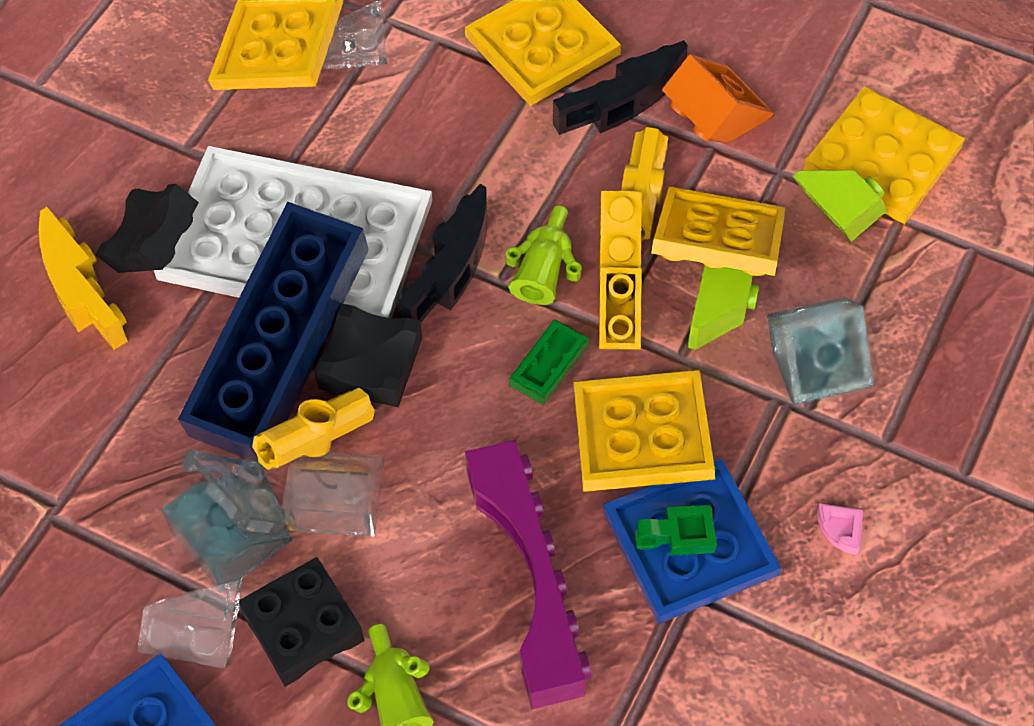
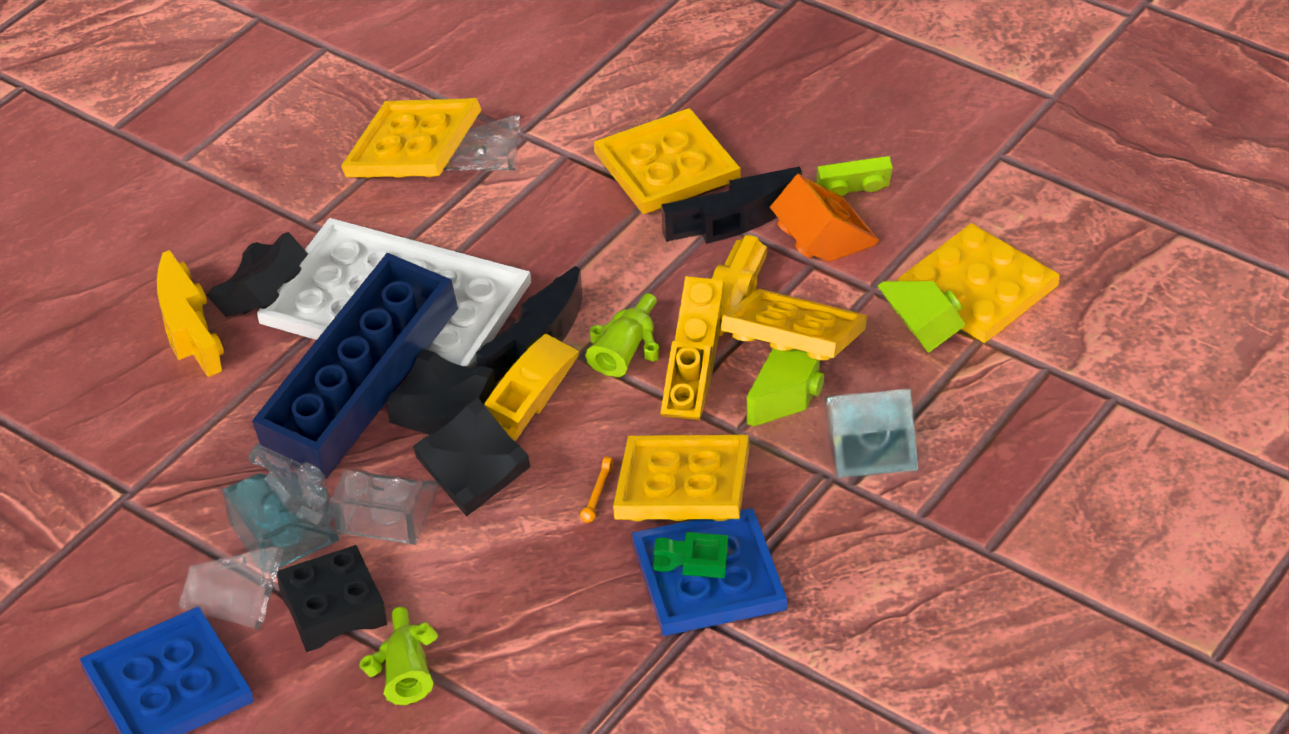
camera: 10 degrees right, 15 degrees down
(313, 428) = (372, 443): yellow piece -> none
(419, 432) = (472, 457): none -> black brick
(453, 350) = (530, 384): none -> yellow slope
(548, 362) = (609, 419): green plate -> none
(548, 479) = (588, 514): none -> light orange hinge
(548, 655) = (551, 638): magenta arch -> none
(748, 40) = (855, 176): none -> lime plate
(841, 526) = (857, 577): bright pink tile -> none

